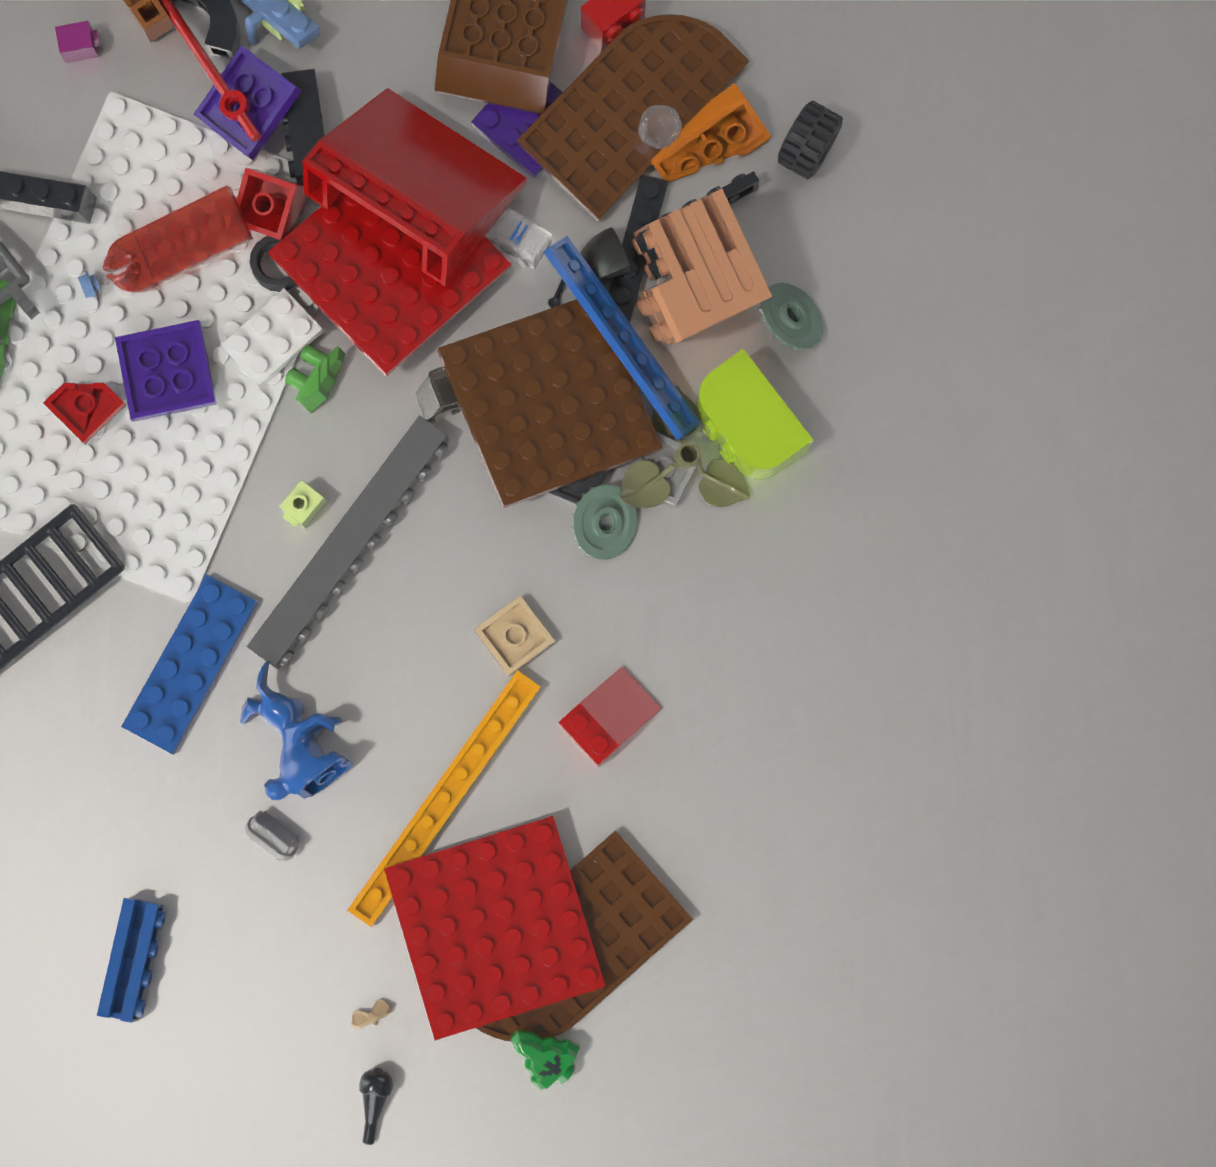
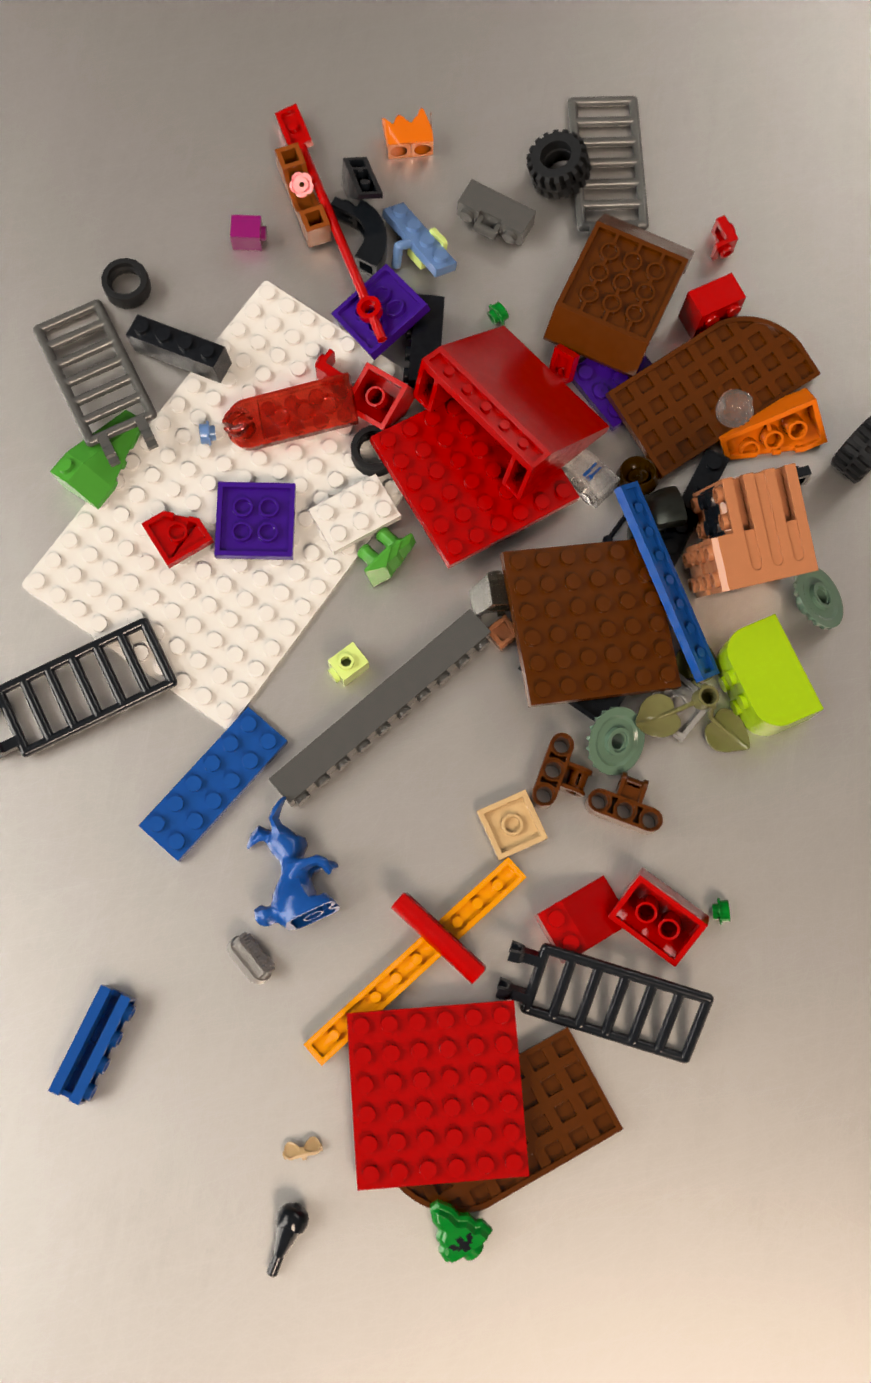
camera: 10 degrees right, 5 degrees down
(199, 180) = (324, 365): none -> red bracket
(378, 72) = (497, 313): none -> green plate
(459, 432) = (502, 632): none -> nougat tile
(461, 769) = (439, 937): none -> red brick
(463, 116) = (564, 363): none -> red bracket
(546, 807) = (520, 953): none -> black bar
(561, 572) = (567, 775): none -> reddish brown piece
(579, 230) = (644, 473): none -> dark brown hat
(632, 575) = (630, 794): none -> reddish brown piece
(686, 696) = (659, 917): none -> red slope
(752, 675) = (721, 911): none -> green plate

